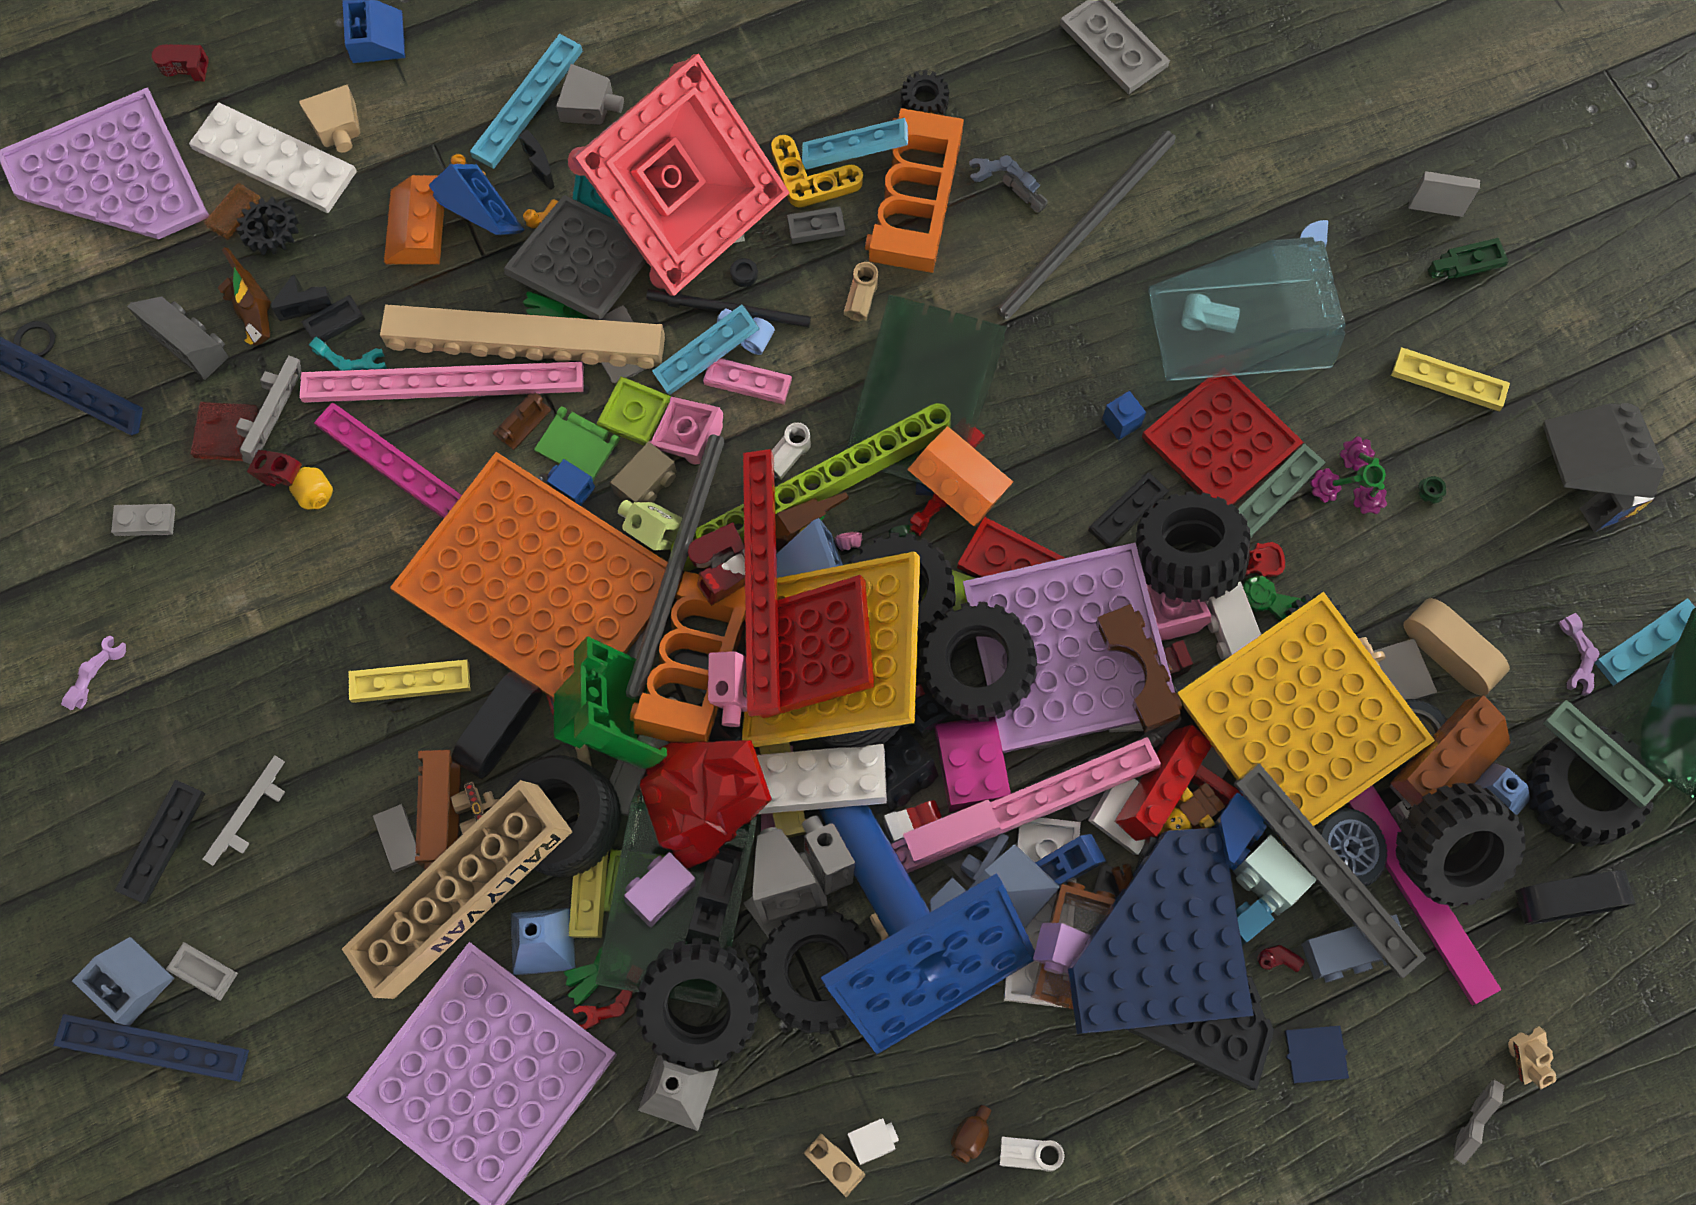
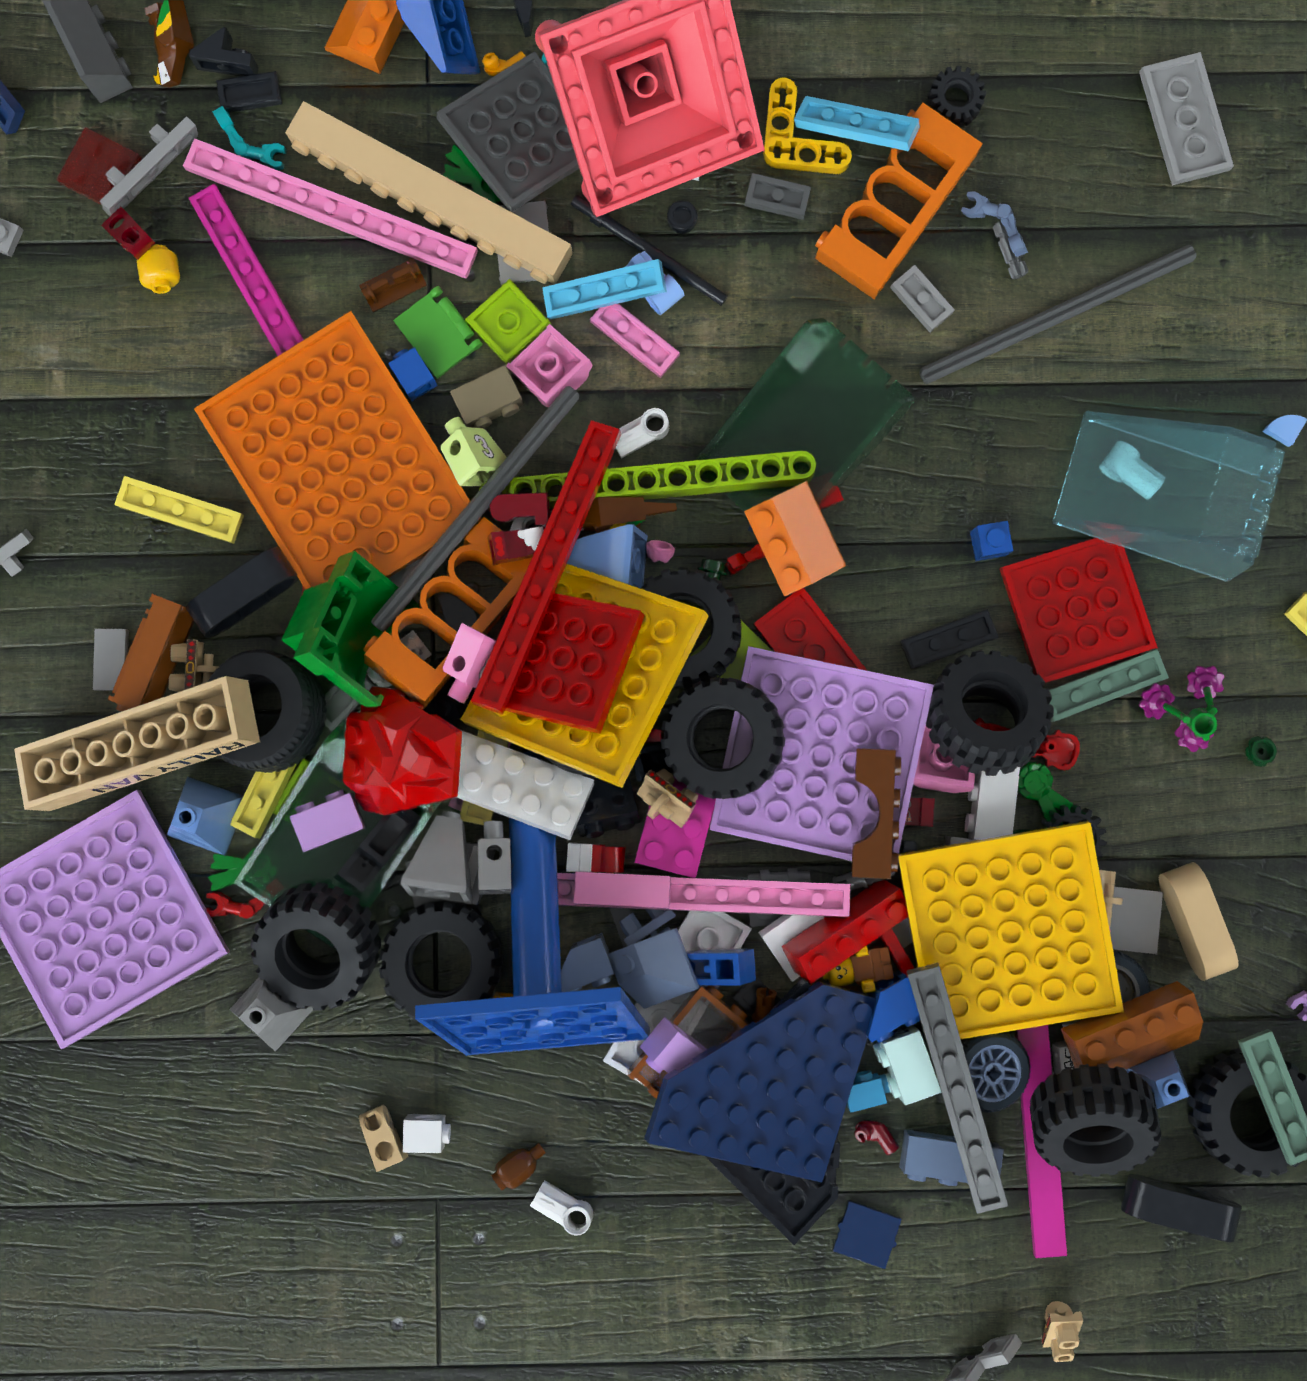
camera: 20 degrees right, 15 degrees up
(861, 292) = (788, 293): tan piece -> none
(953, 733) = (666, 799): none -> tan hips
(972, 254) = (922, 298): none -> light grey plate

